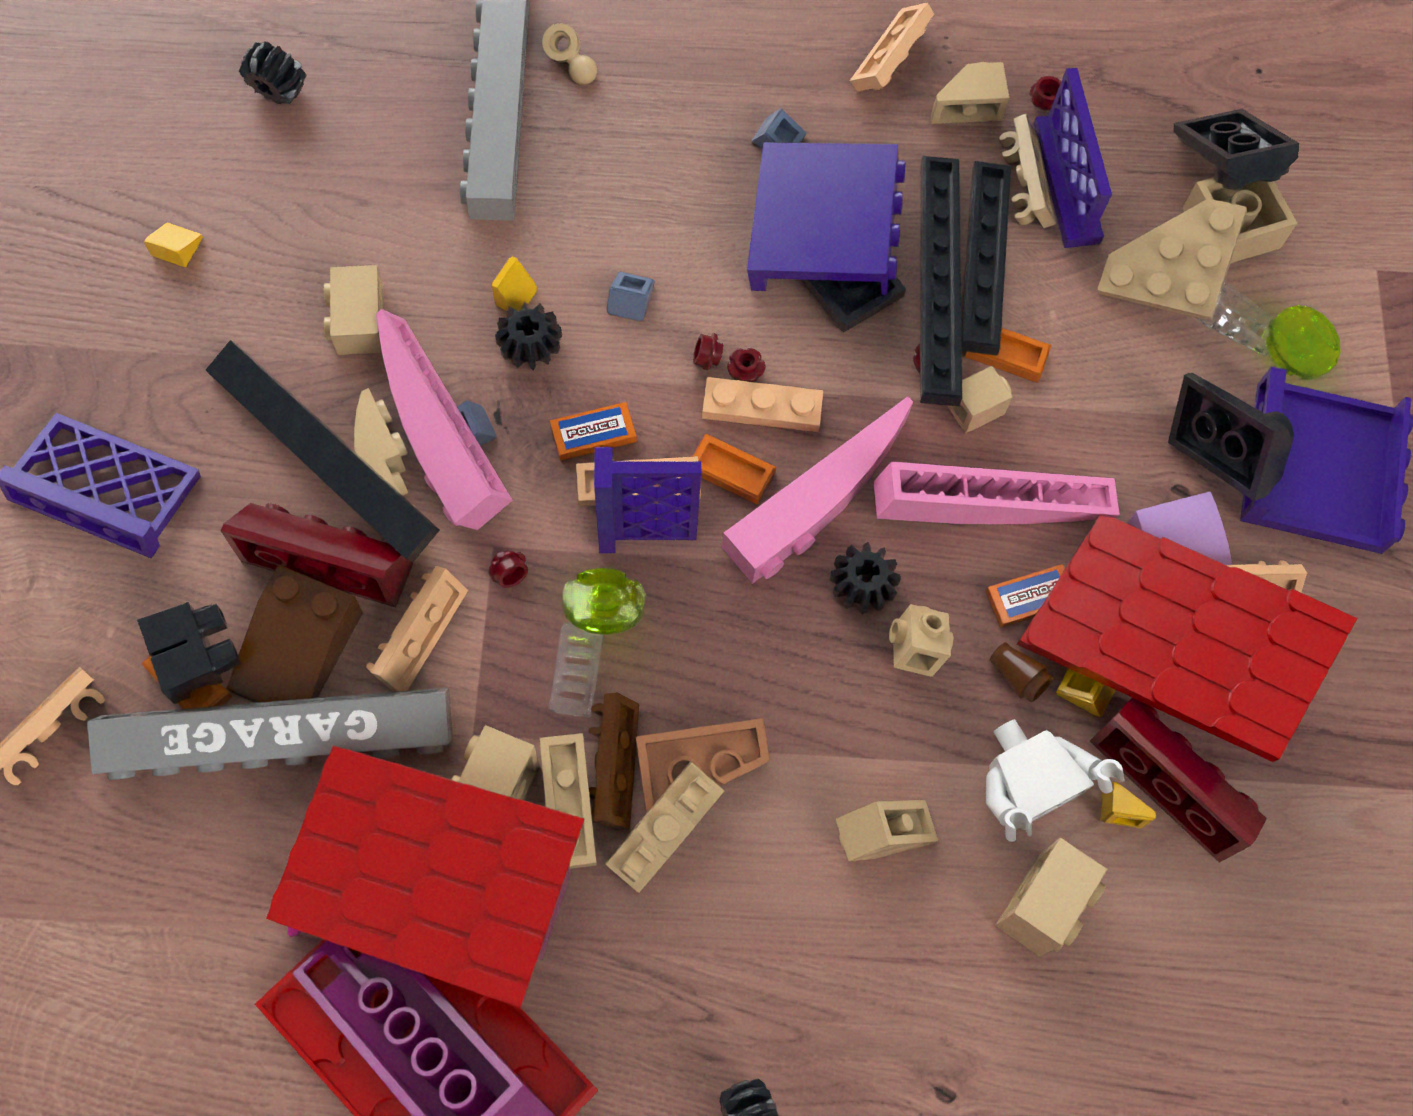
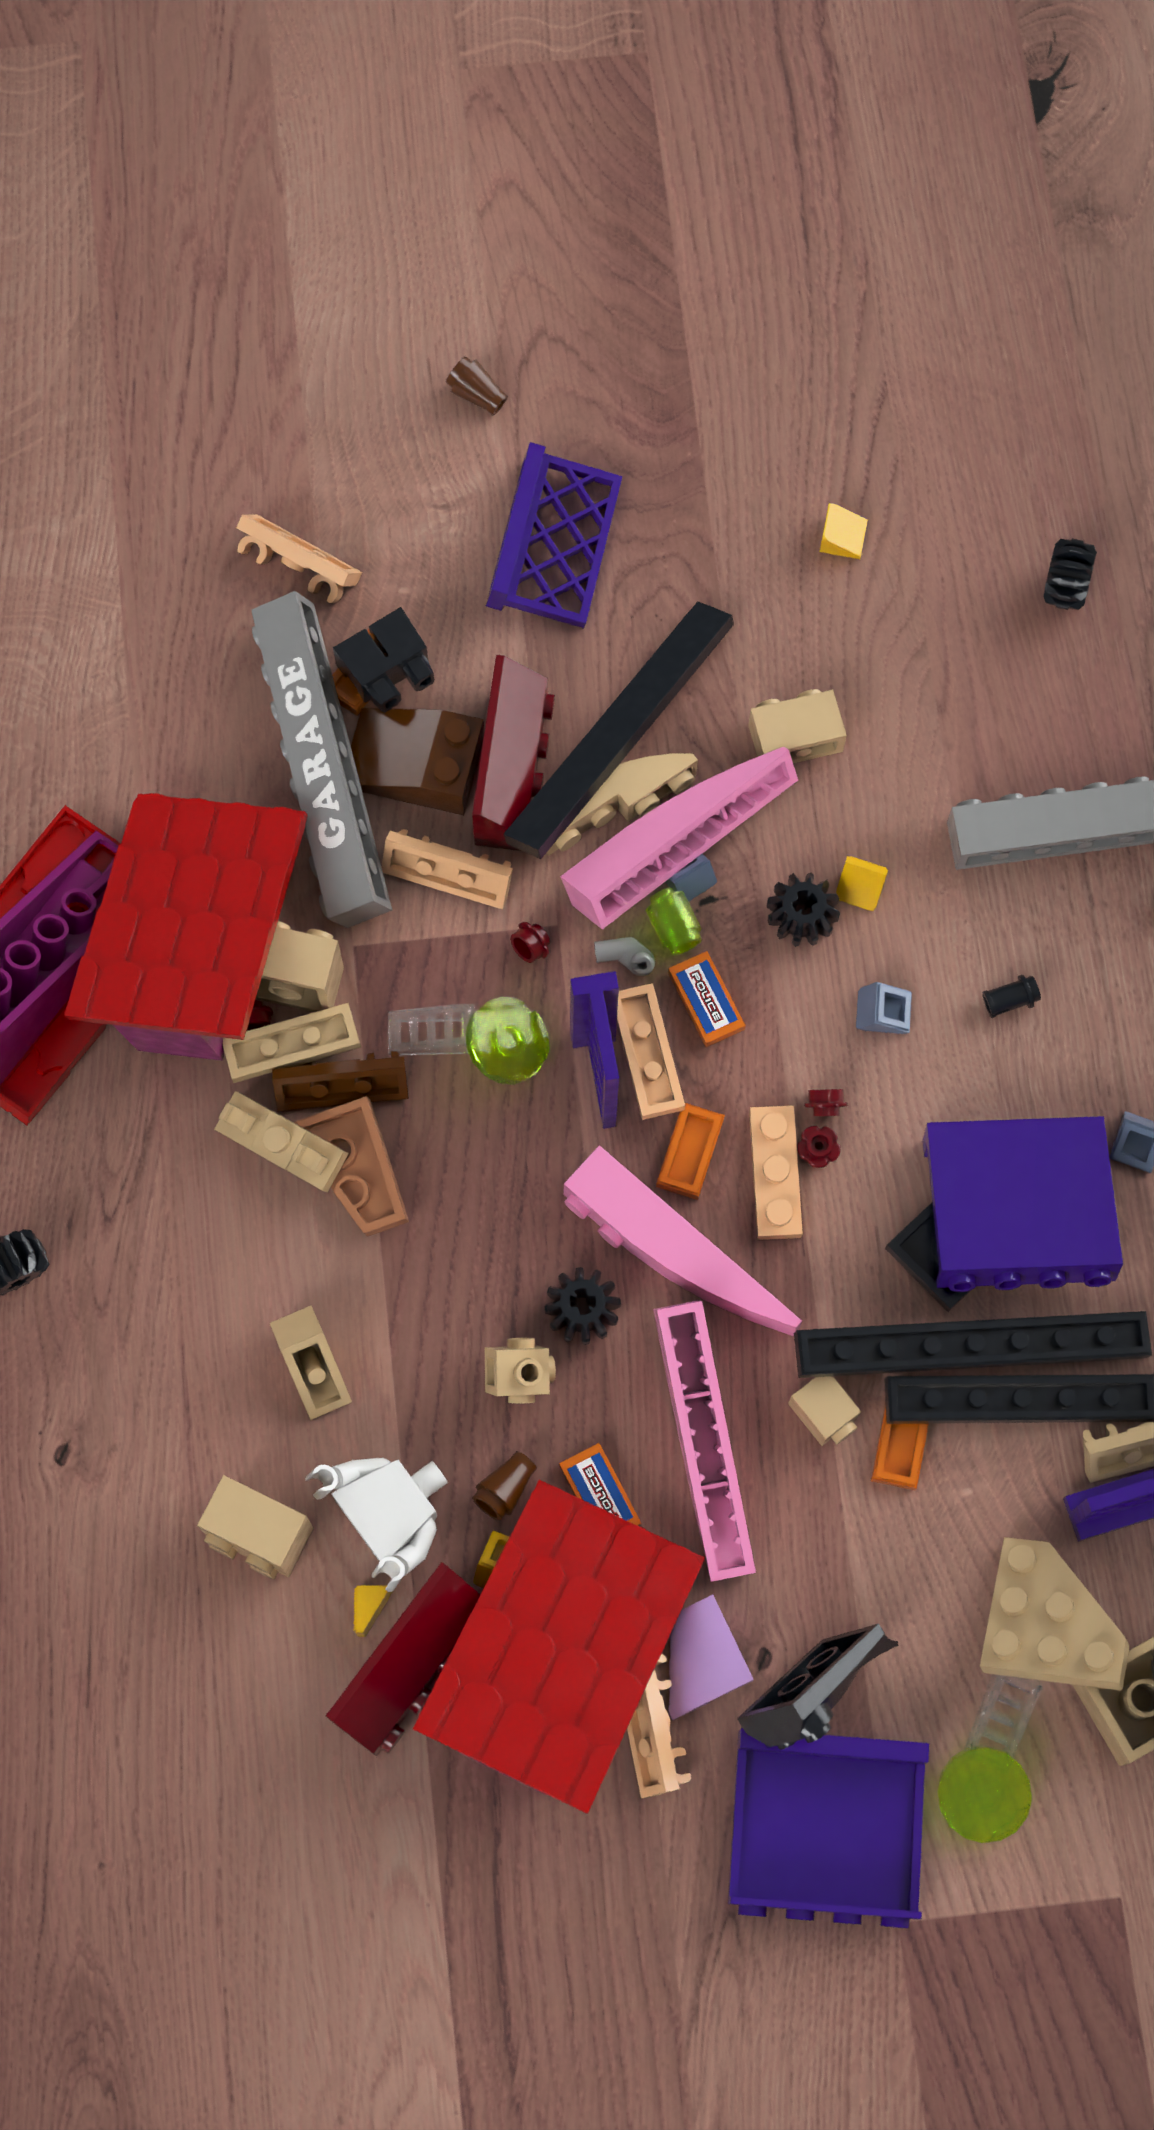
camera: 85 degrees right, 5 degrees up
(516, 441) = (674, 921): none -> clear neon green brick
(536, 487) = (628, 952): none -> light grey arm
(638, 187) = (1012, 996): none -> black pin

